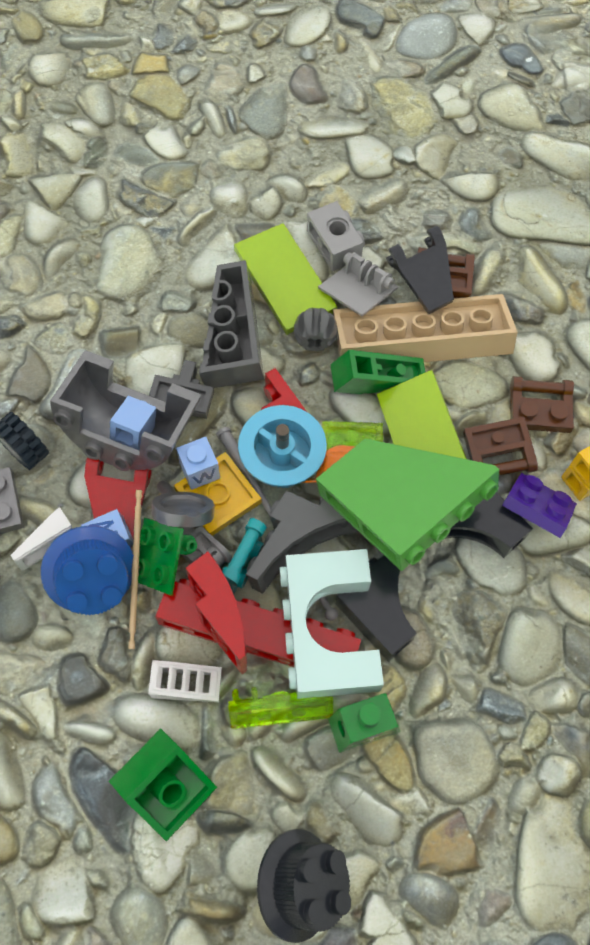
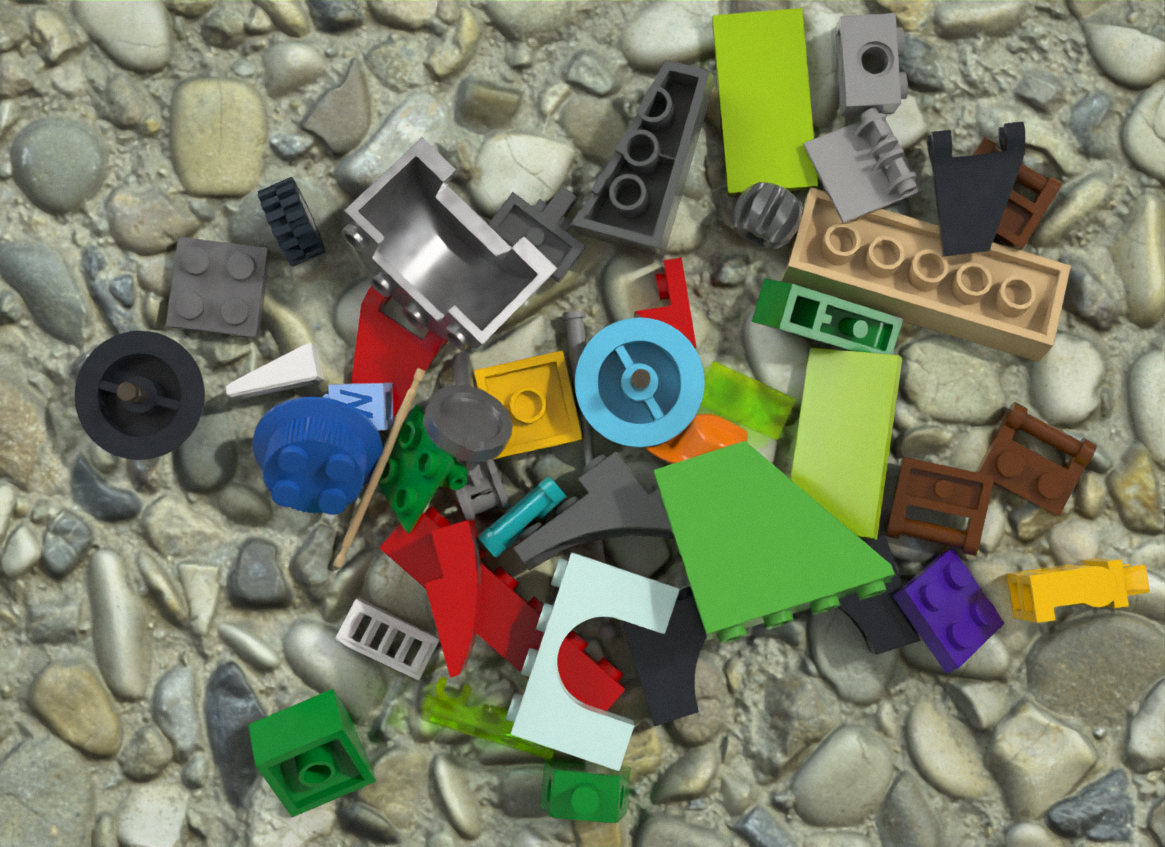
camera: 30 degrees right, 20 degrees up
(131, 421) = (451, 264): light blue brick -> none
(198, 463) = (515, 361): light blue brick -> none

